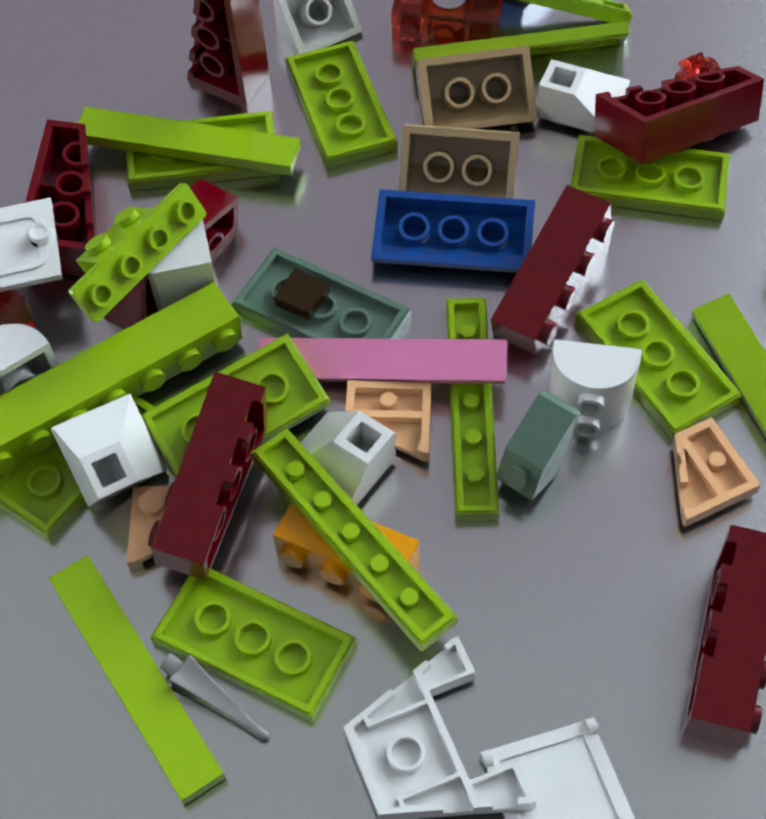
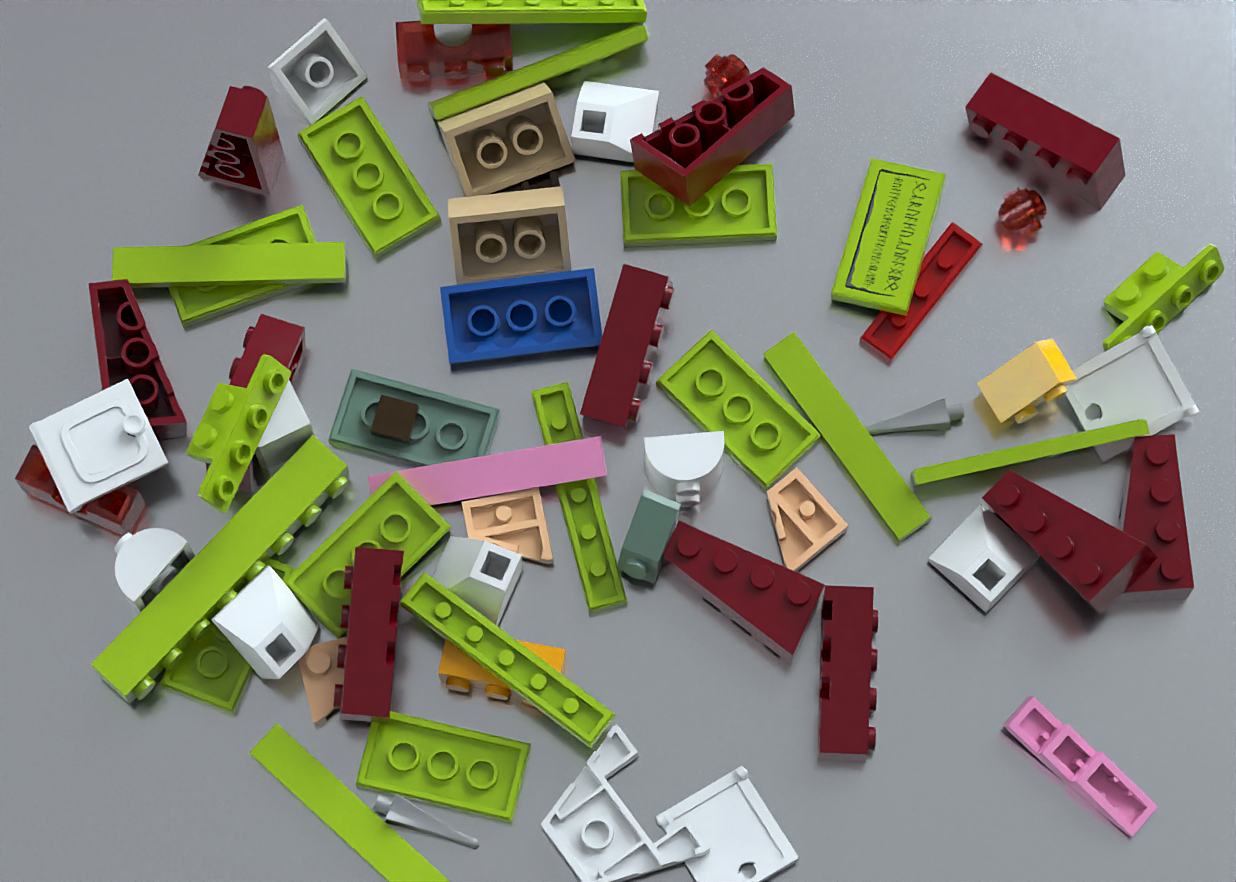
camera: 15 degrees left, 15 degrees up
(635, 523) = (745, 587): none -> dark red wedge

